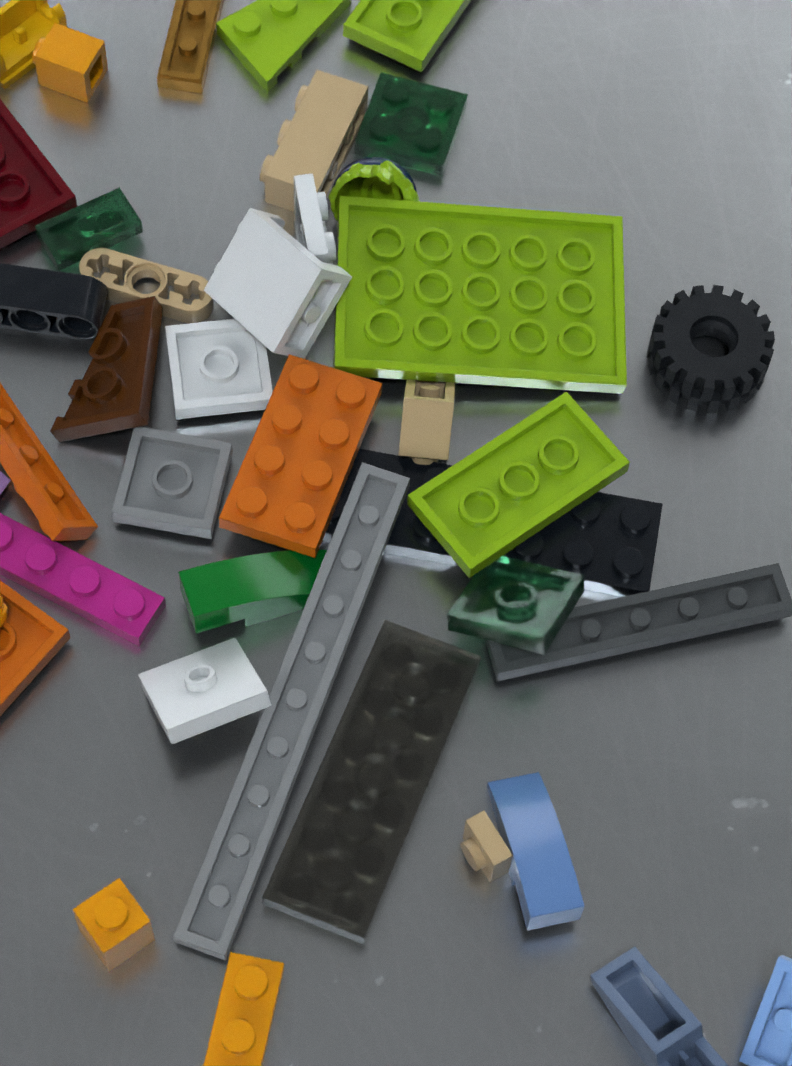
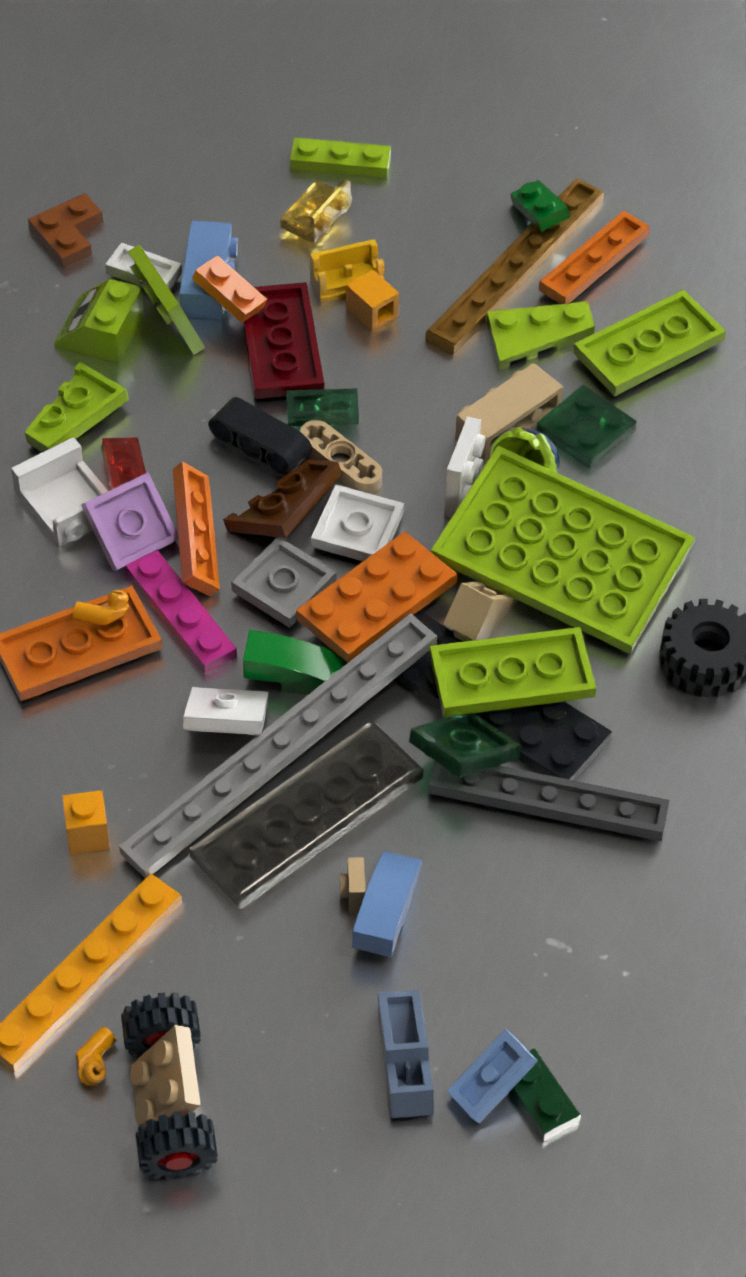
camera: 30 degrees right, 10 degrees down
(276, 285) = (420, 484): white panel -> none

